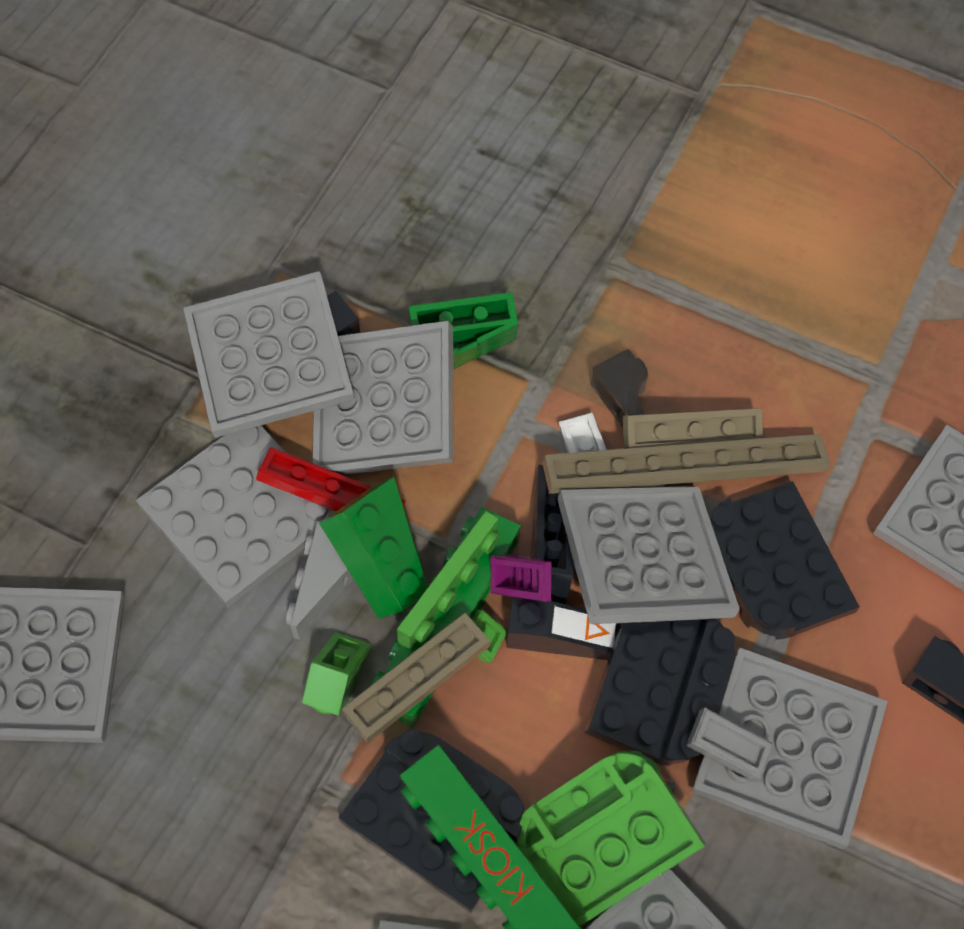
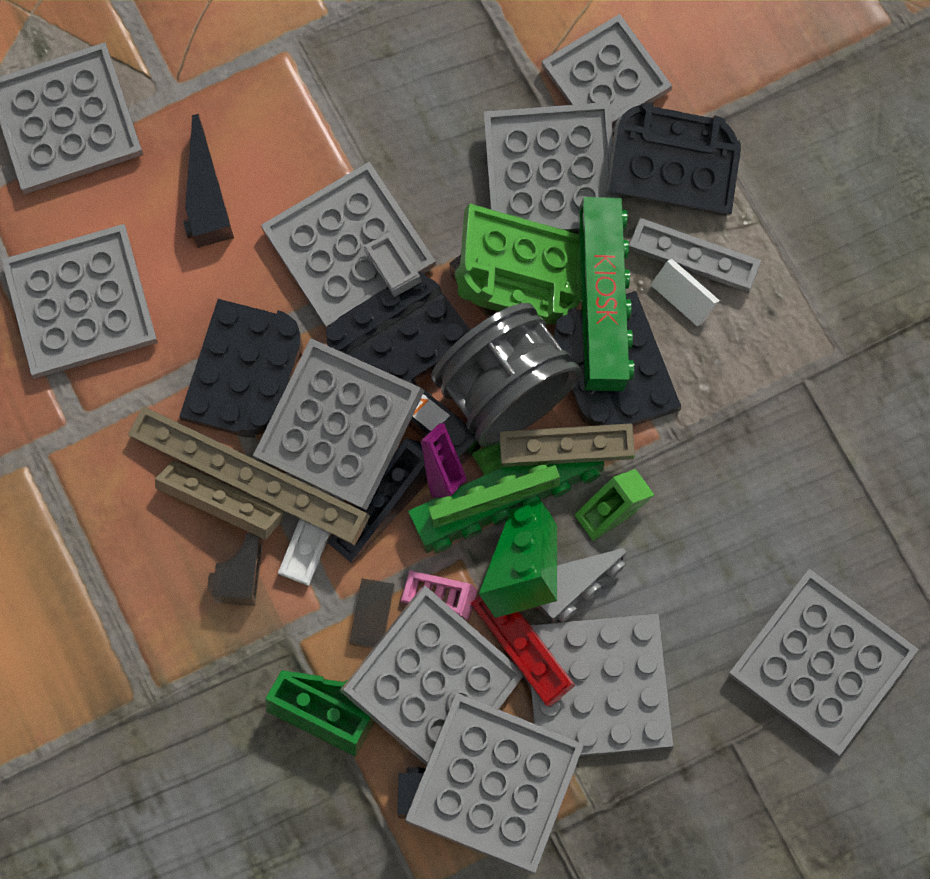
camera: 135 degrees left, 10 degrees up
(425, 504) = (468, 591): none -> bright pink slope
(485, 437) = (371, 613): none -> clear smoke tile
(523, 692) = (506, 373): none -> dark grey wheel

